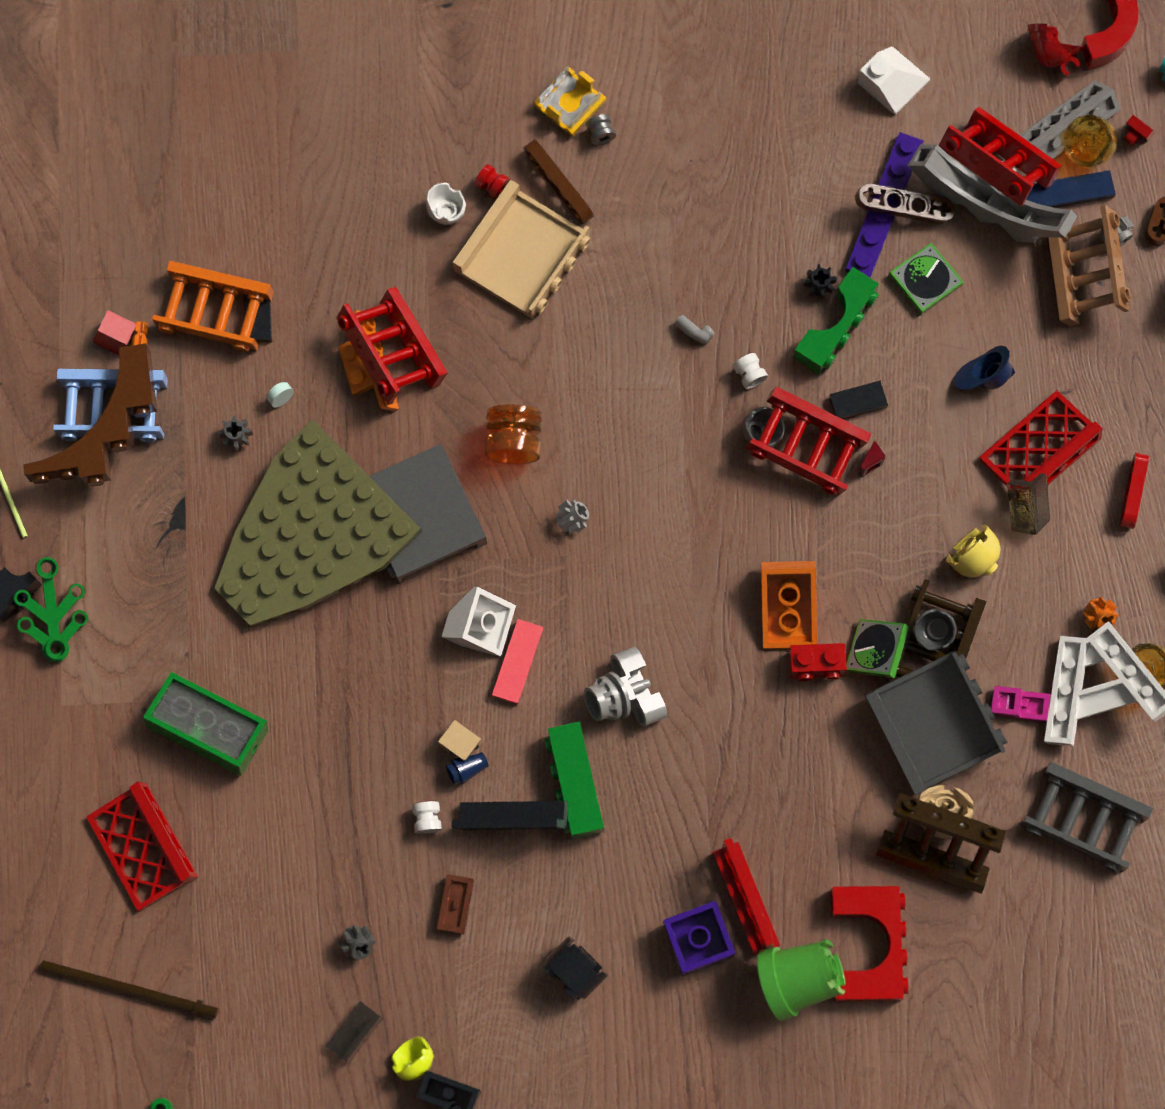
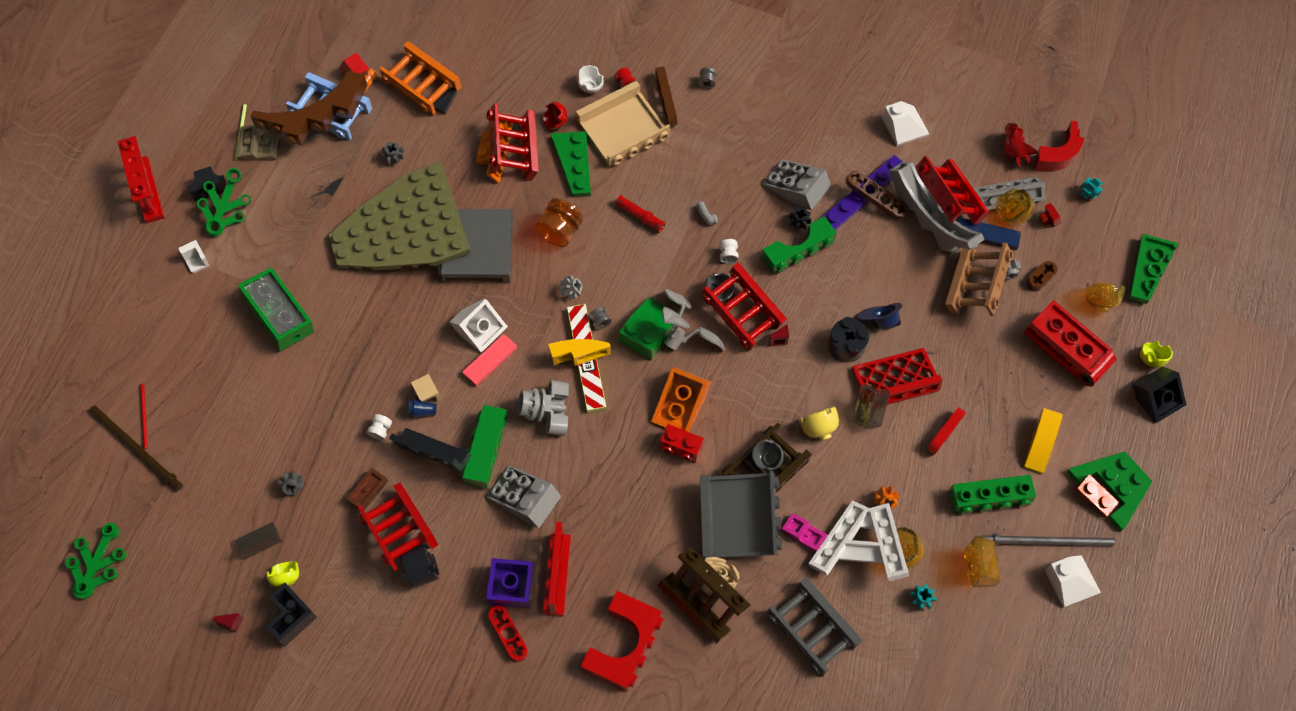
camera: 20 degrees right, 10 degrees down
(42, 504) = (257, 144): none -> dark tan slope
(53, 702) = (194, 256): none -> white panel
(114, 945) = (143, 407): none -> red axle
(163, 835) = (211, 365): red fence -> none
(280, 394) = (431, 143): light aqua tile -> none
(425, 280) = (555, 116): none -> red hair
(479, 326) = (573, 155): none -> green wing
(547, 921) = (408, 510): none -> red fence
(570, 100) = (697, 54): piece -> none
(609, 369) = (646, 217): none -> red pin
(627, 600) = (578, 350): none -> yellow slope
(631, 540) = (600, 318): none -> flat silver wheel
(639, 601) = (588, 371): none -> tile
(655, 820) = (524, 496): none -> light grey slope
(699, 523) = (646, 329): none -> green slope
(724, 988) = (495, 622): none -> red beam
(742, 511) = (676, 335): none -> light grey plant
(793, 231) = (798, 183): none -> light grey slope
(799, 977) = (561, 637): bright green piece -> none
(858, 400) = (790, 299): black tile -> none
(877, 648) = (724, 452): tile -> none
(926, 278) = (870, 246): tile -> none
(971, 416) = (848, 340): none -> black brick

